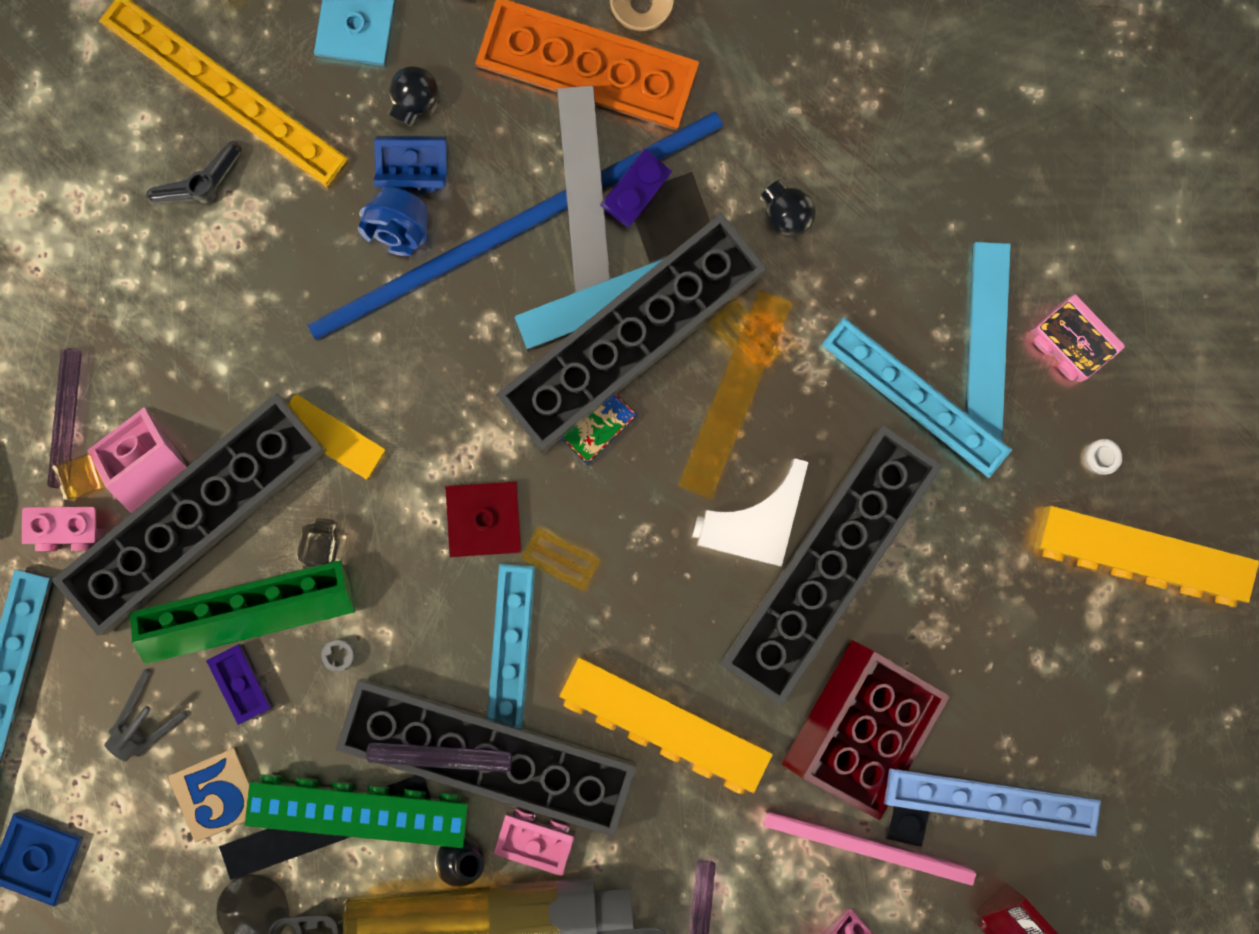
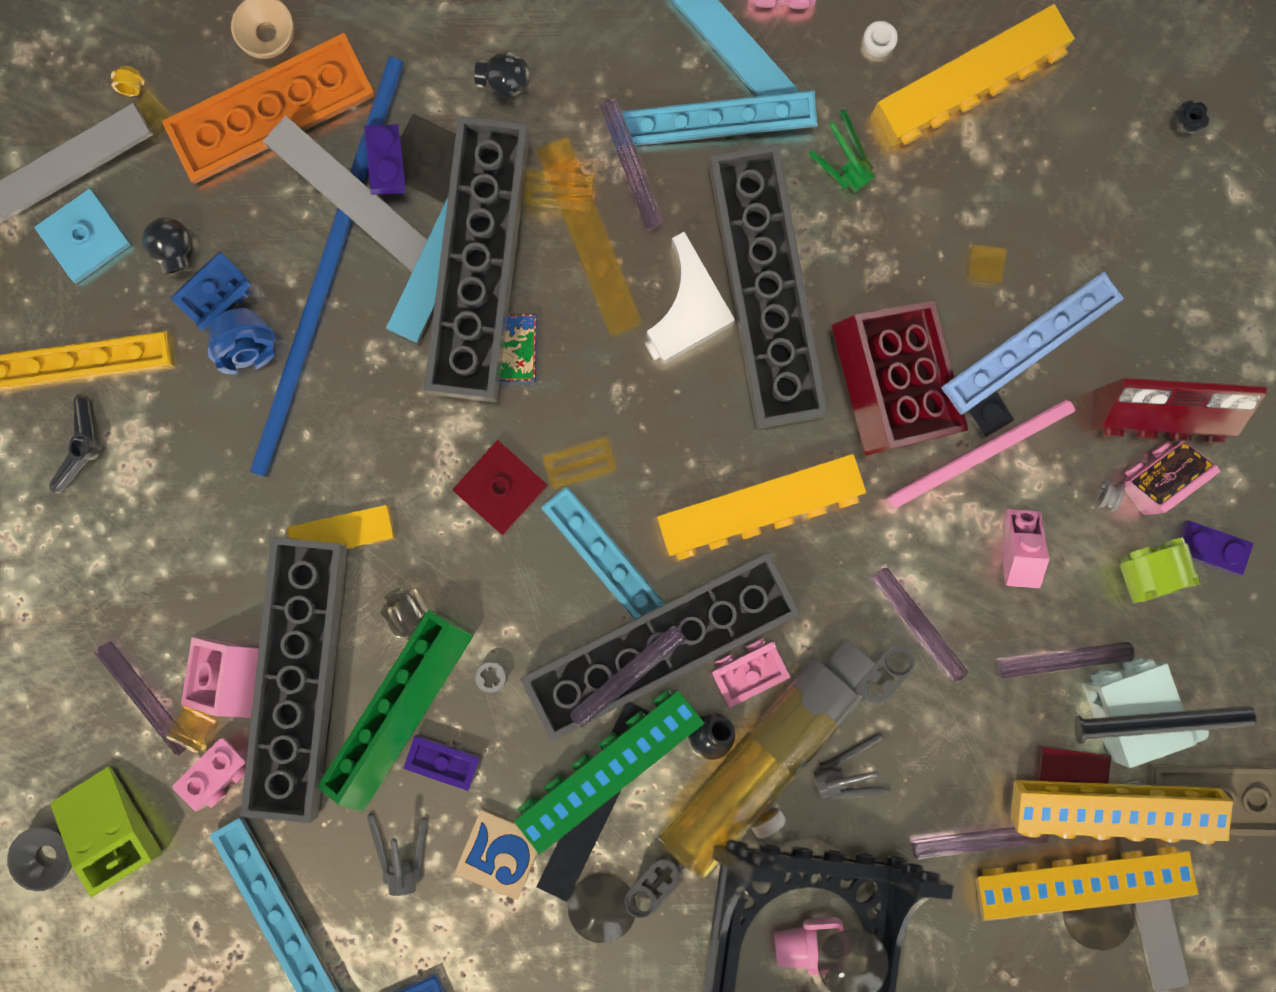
camera: 35 degrees left, 0 degrees up
(819, 371) = (631, 163): none -> clear purple axle
(986, 541) = (858, 169): none -> green plant
(1016, 708) = (986, 264): none -> clear yellow tile

